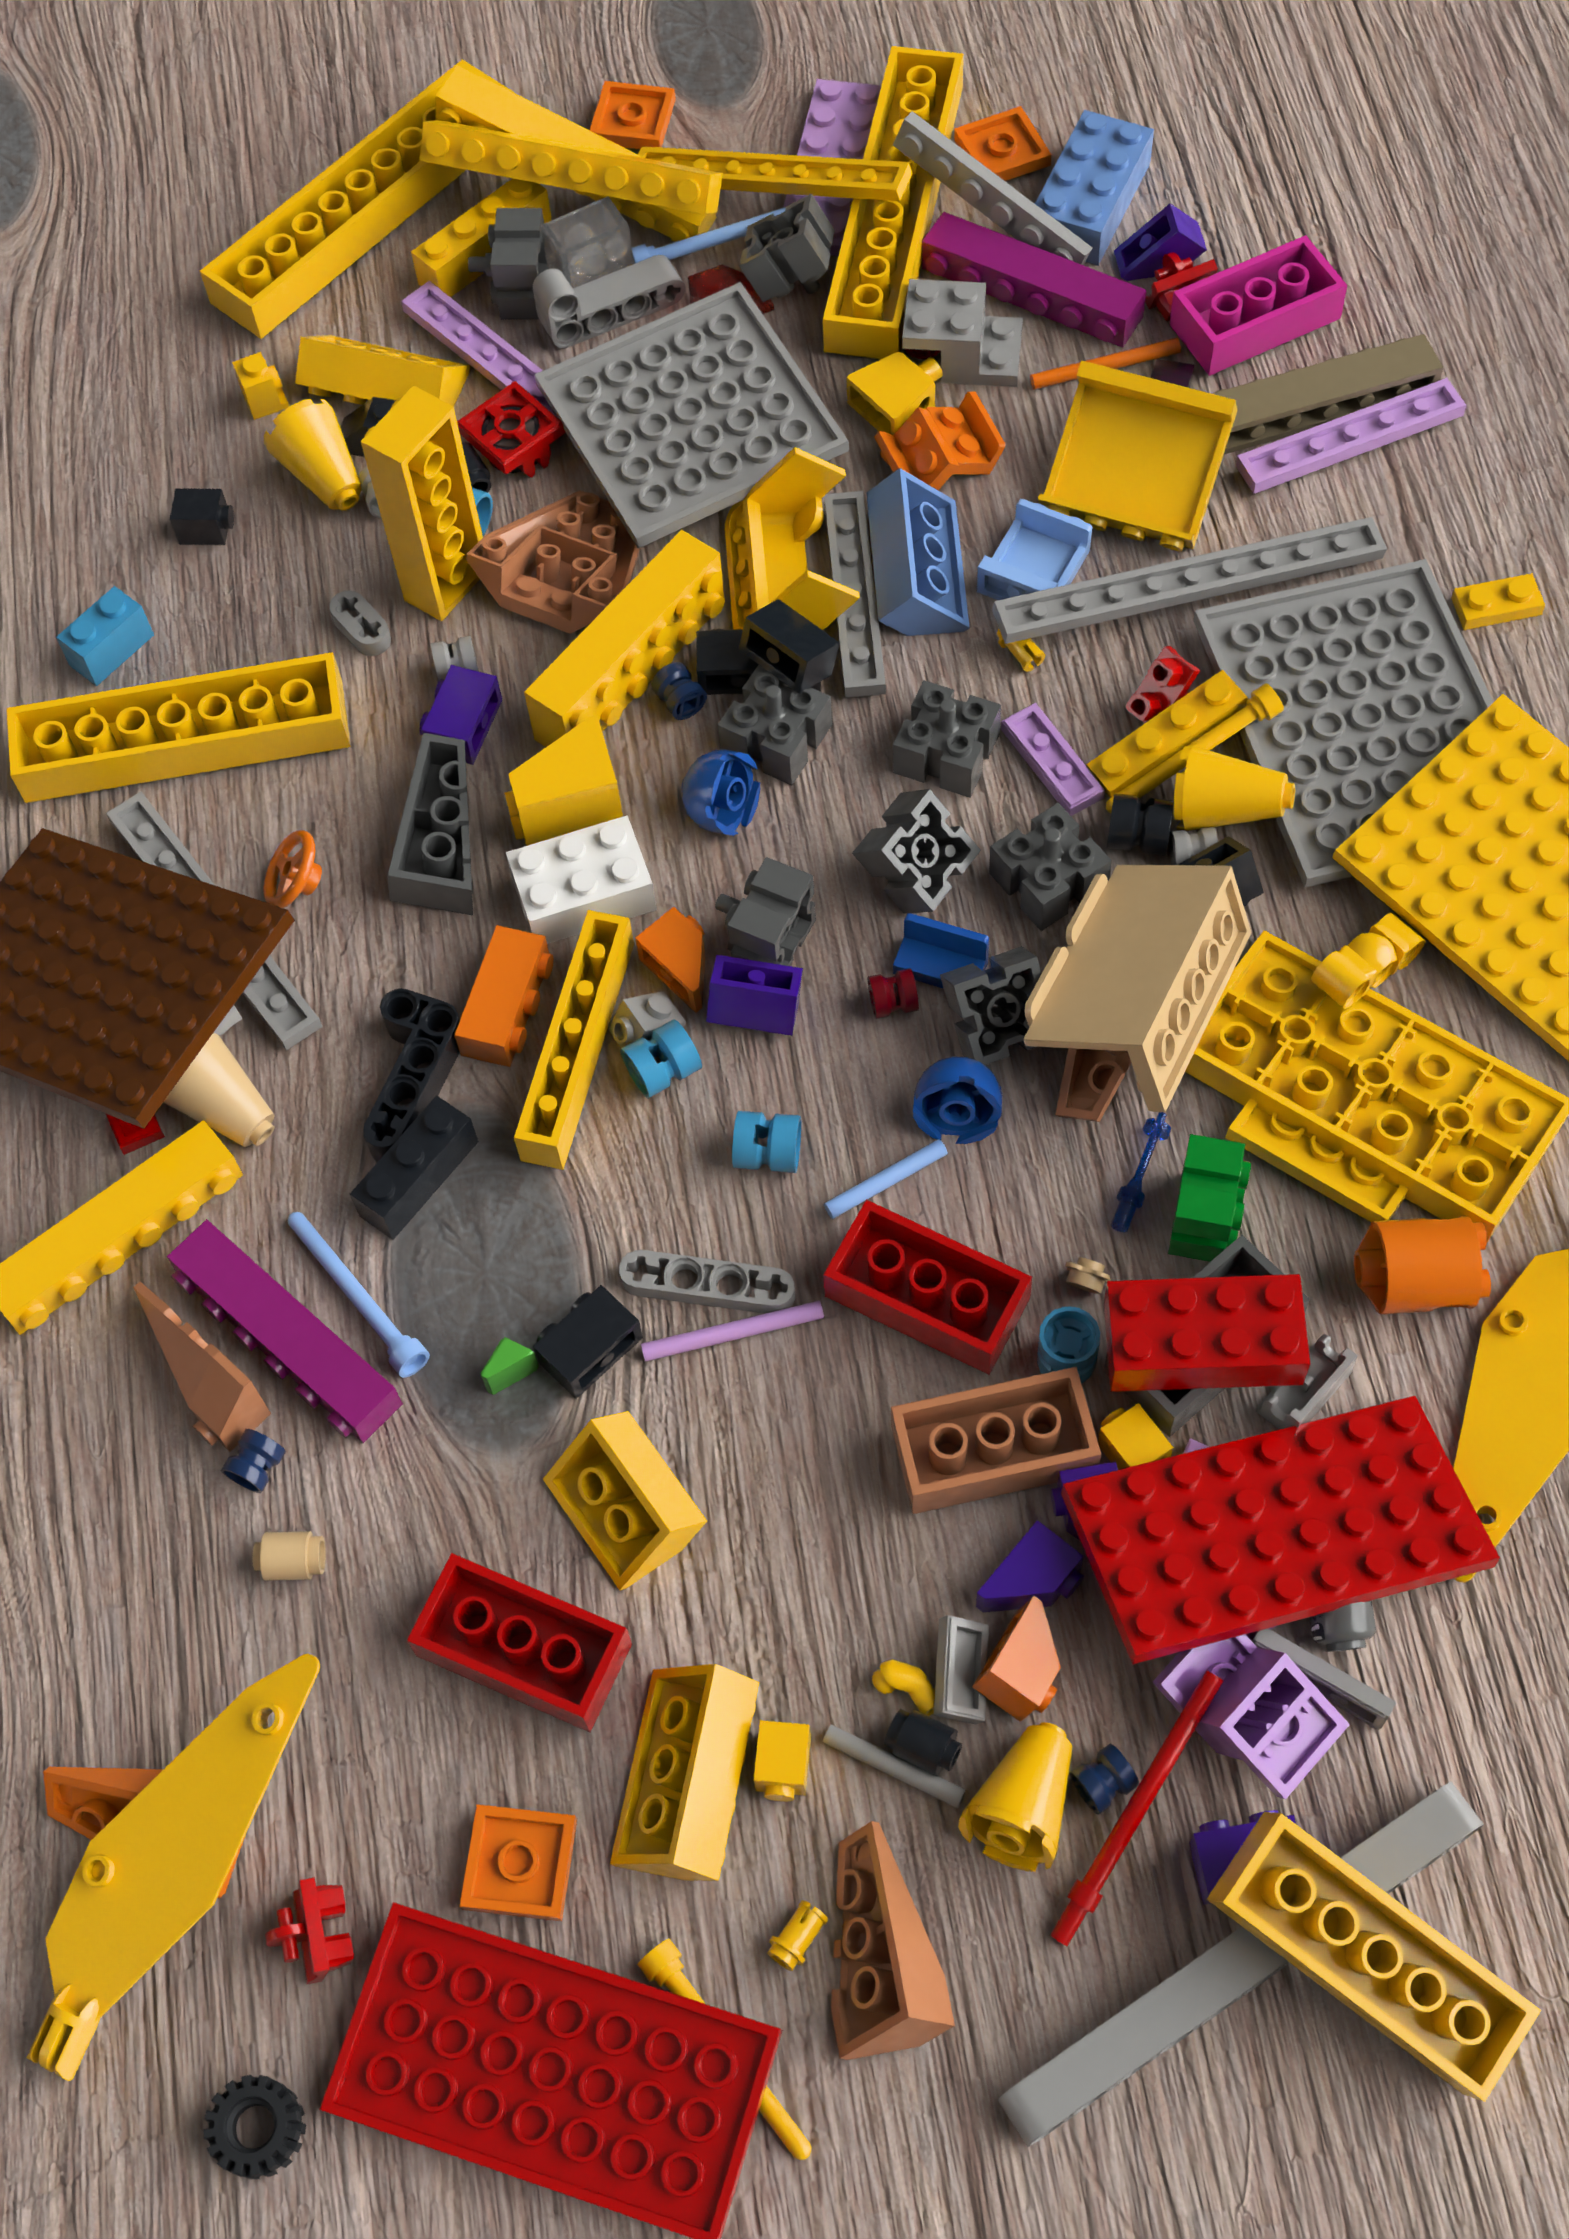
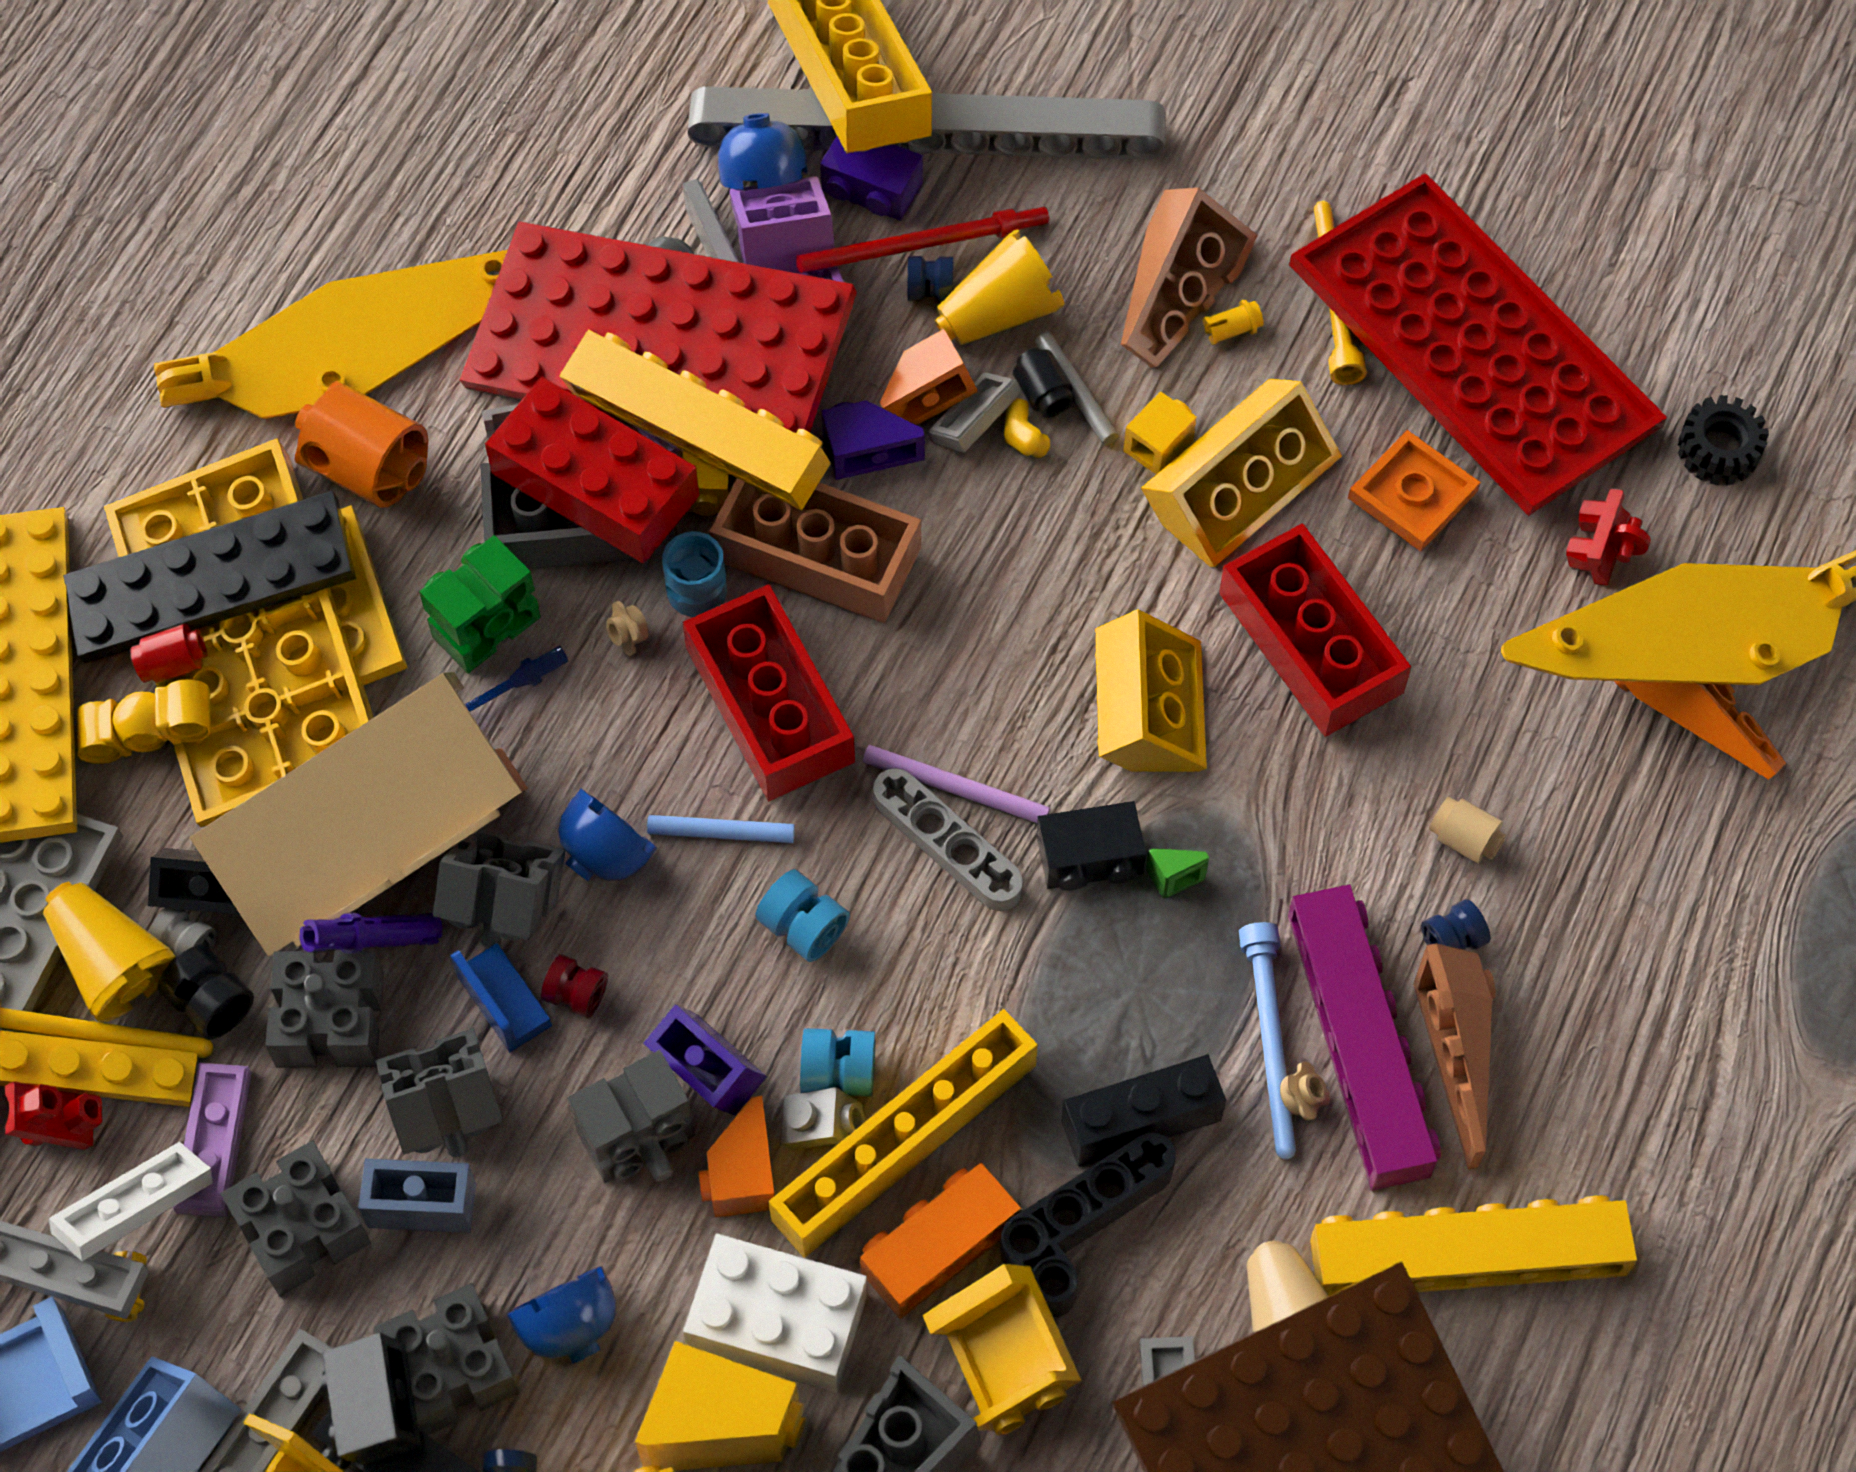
camera: 150 degrees left, 0 degrees up
(302, 1261) = (1304, 1092): none -> tan plate
(401, 949) = (1006, 1347): none -> yellow panel
(866, 793) = (417, 1195): none -> sand blue brick
(1053, 665) = (130, 1201): none -> white plate
(1076, 867) = (354, 933): none -> dark purple pin
(1165, 1438) = (696, 419): none -> yellow brick
(1349, 1782) = (761, 153): none -> blue cylinder
(1398, 1010) = (169, 654): none -> red brick
(1430, 1090) = (209, 576): none -> black plate

